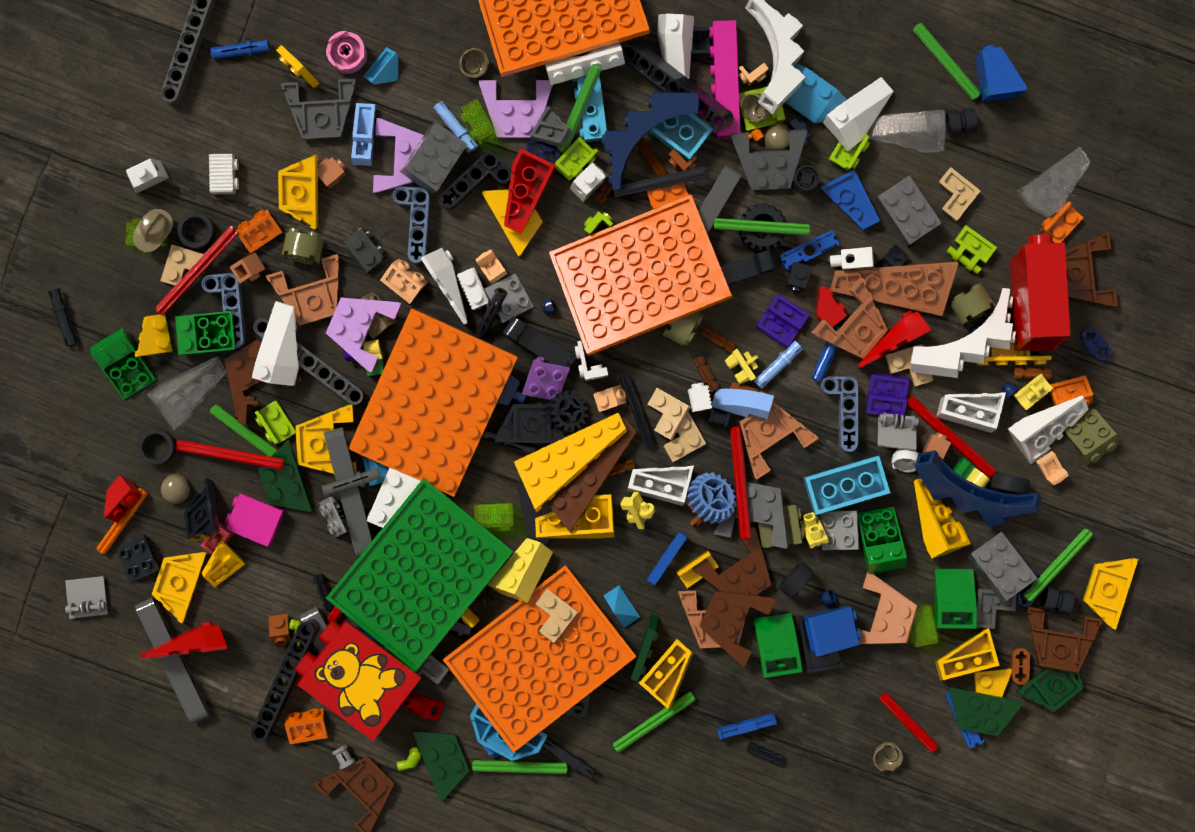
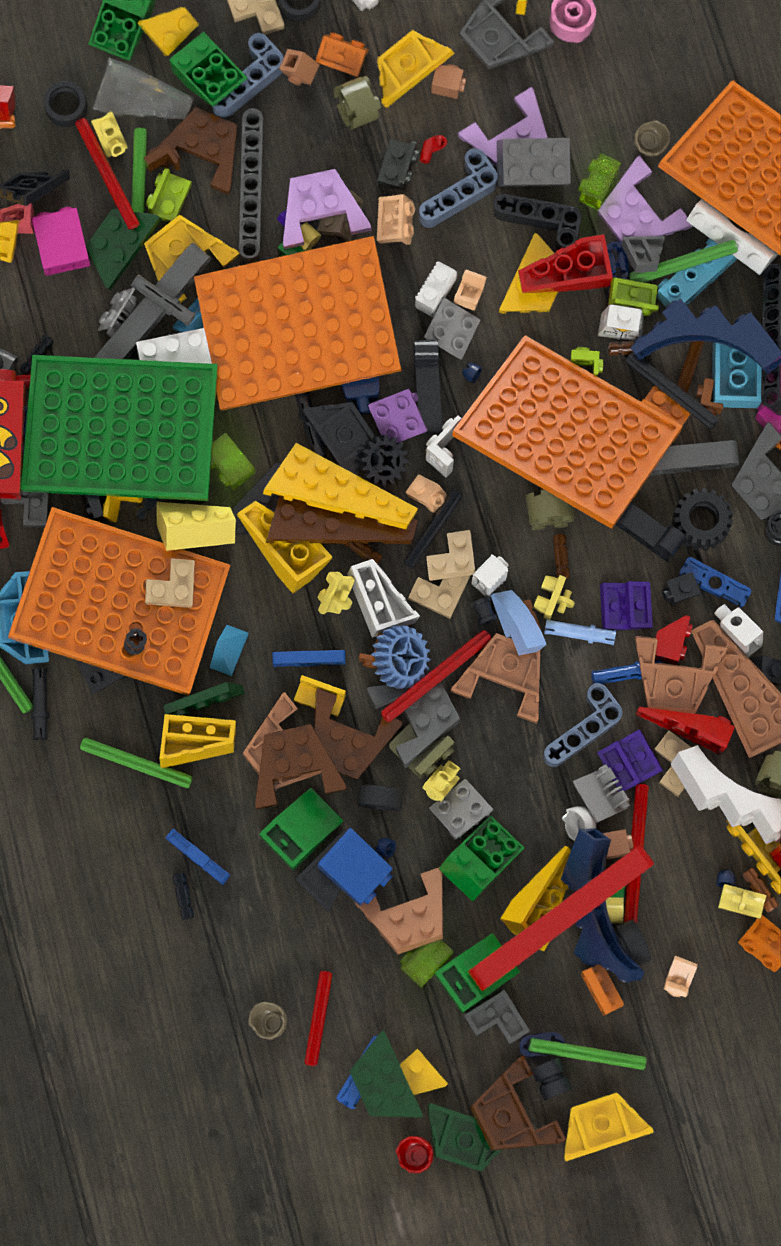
camera: 55 degrees right, 10 degrees down
(175, 488) = (36, 148): dark tan hair -> none
(194, 273) = (261, 23): red axle -> none
(203, 433) = (109, 135): none -> light yellow hips
(278, 351) = (239, 146): white wedge -> none
(313, 300) = (314, 150): nougat wing -> none
(363, 134) = (506, 86): light blue slope -> none
(368, 217) = (430, 146): none -> red arm
(384, 68) = (583, 63): dark azure slope -> none
(443, 272) = (432, 246): white wedge -> none
(454, 125) = (578, 165): light blue pin -> none
(498, 297) = (432, 316): black pin -> none
(576, 664) = (129, 644): none -> black bush
(706, 373) = (519, 568): reddish brown axle -> none
(761, 226) = (702, 513): bright green axle -> none
(846, 485) = (510, 781): medium azure brick -> none
(964, 520) = (561, 917): none -> red beam
(969, 657) = (427, 1029): yellow wedge -> none
(972, 410) = (678, 853): white wedge -> none
(1002, 567) = (543, 996): flat silver brick -> none
(1024, 525) = (602, 989): none -> orange bracket
(1025, 666) = (453, 1086): dark orange beam -> none
(1040, 430) = (712, 939): white wedge -> none
(1041, 723) = (415, 1154): none -> red hair
(1092, 436) = (741, 995): olive bracket -> none

